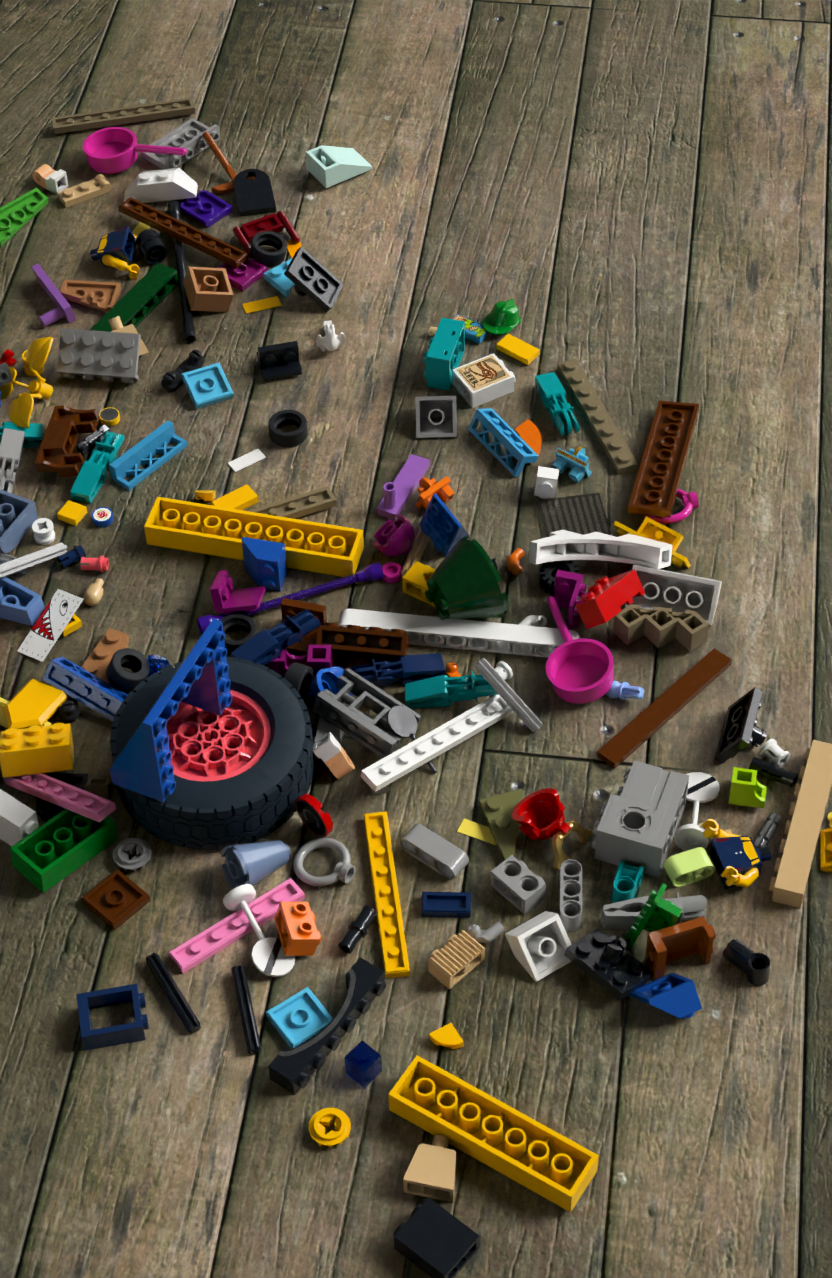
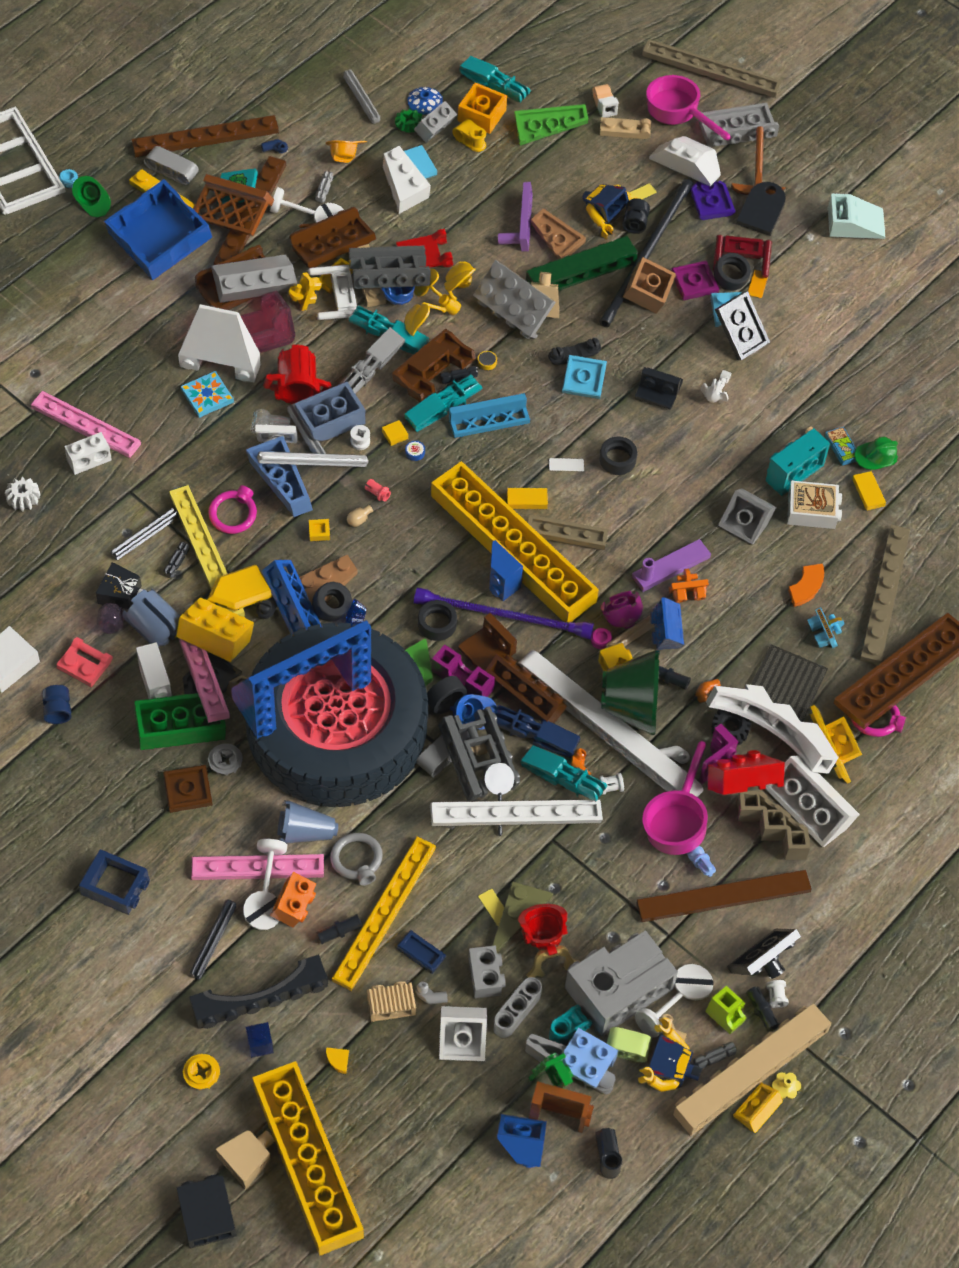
camera: 30 degrees right, 10 degrees up
(50, 625) = (304, 525): white sticker -> none
(71, 556) = (366, 472): dark blue pin -> none
(173, 993) = (172, 891): black axle -> none
(183, 232) = (672, 216): reddish brown tile -> none
(206, 495) = (508, 479): yellow tile -> none
(228, 600) = (455, 587): magenta bracket -> none
(261, 304) = (689, 322): yellow sticker -> none
(269, 644) = (445, 648): dark blue arm -> none
(299, 1018) = (245, 972): medium azure tile -> none
(312, 816) = (374, 816): tile -> none
(333, 755) = (427, 773): leg -> none
(434, 851) = (444, 902): light grey beam -> none
(502, 435) = (785, 571): dark azure fence -> none
(508, 695) = (599, 808): light grey axle -> none
(546, 482) = (787, 633): white brick -> none
(553, 399) = (860, 557): teal arm -> none
(609, 963) = (501, 1083): black plate -> none
(677, 891) = (589, 1057): none -> light blue bracket

